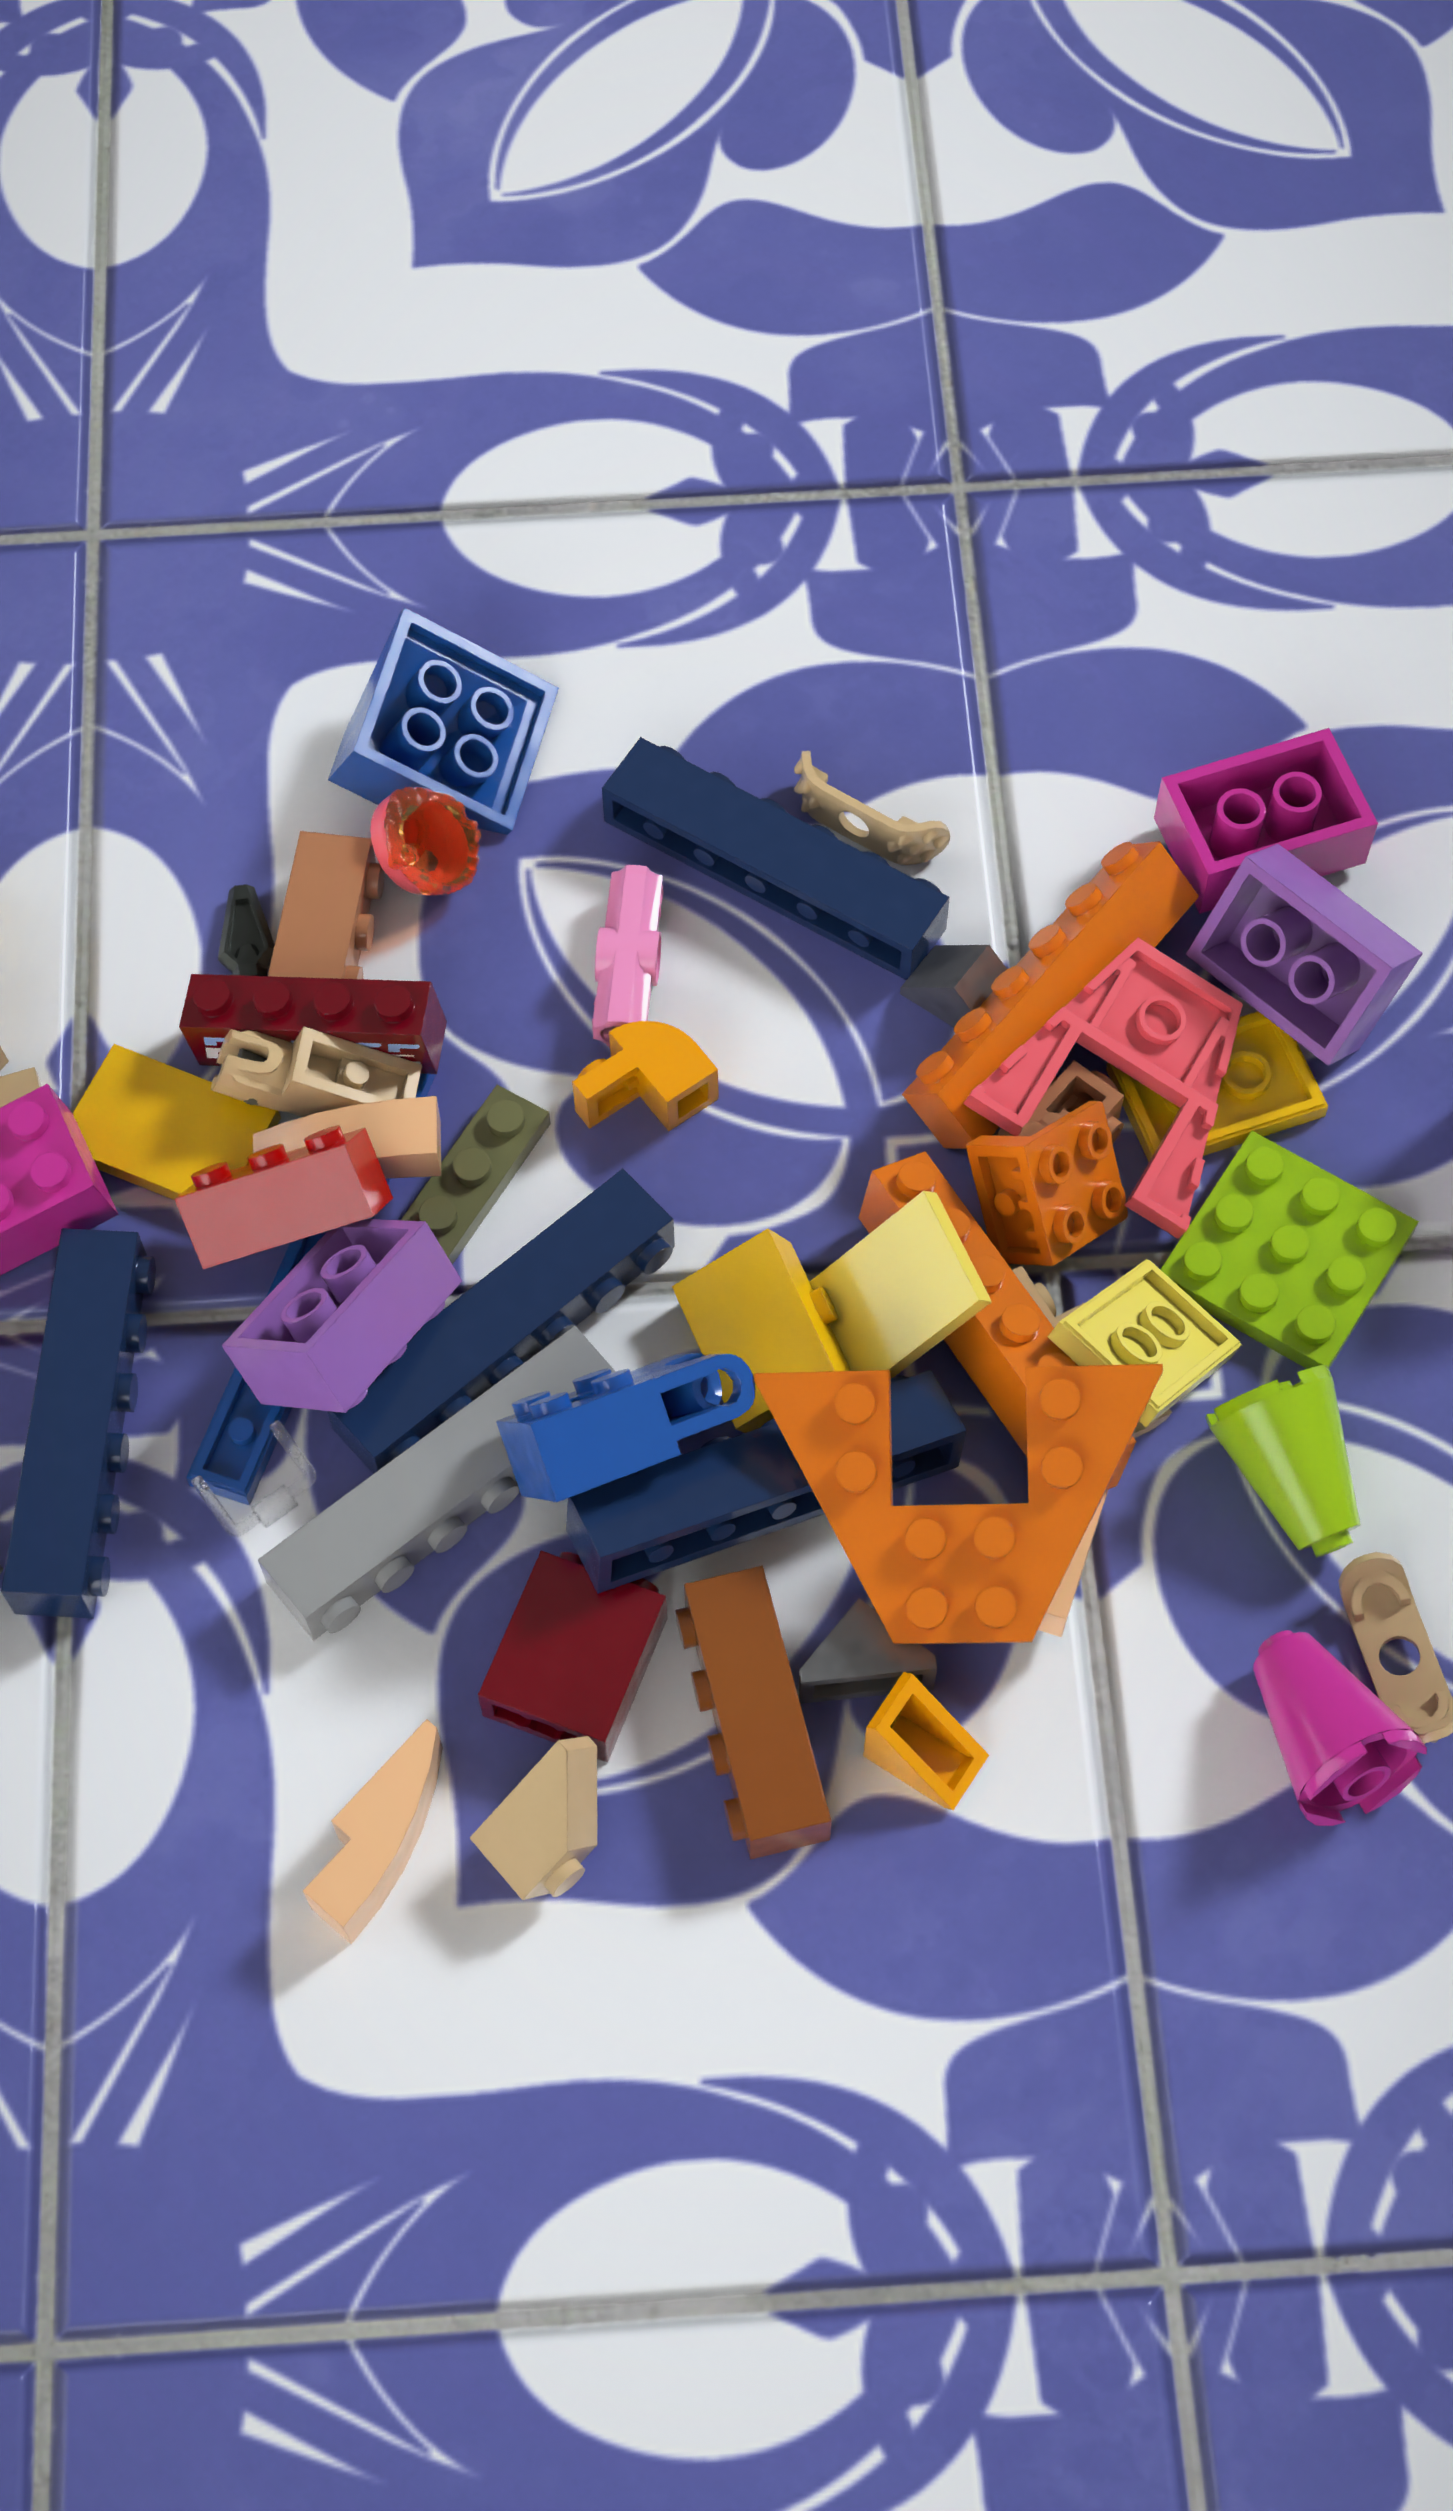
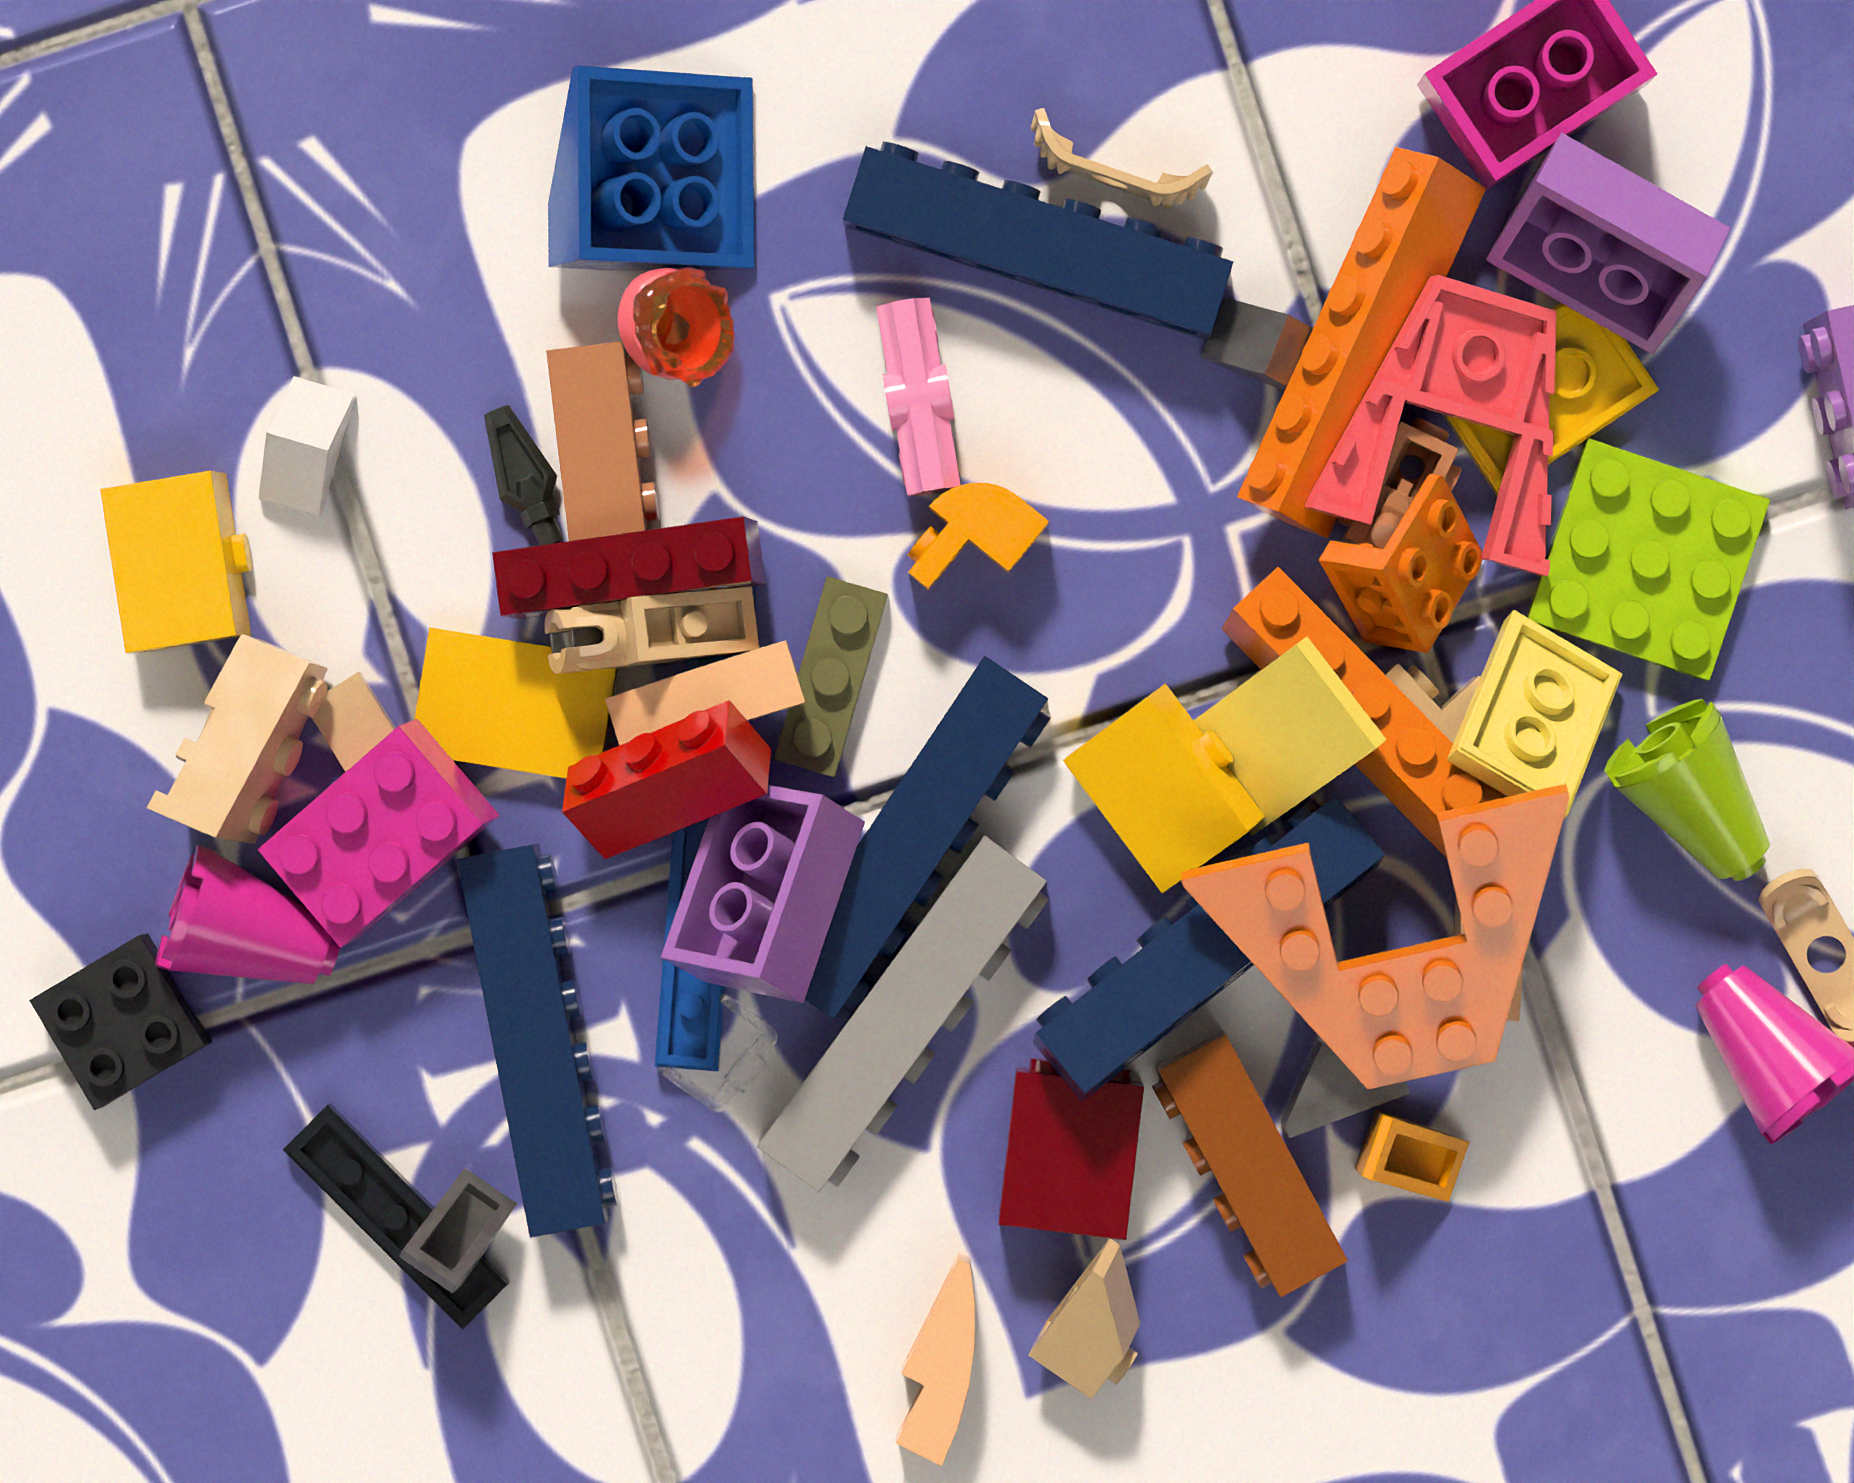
camera: 15 degrees left, 25 degrees up
(55, 878) = (304, 445): none -> white slope
(618, 1422) = (1065, 943): blue brick -> none

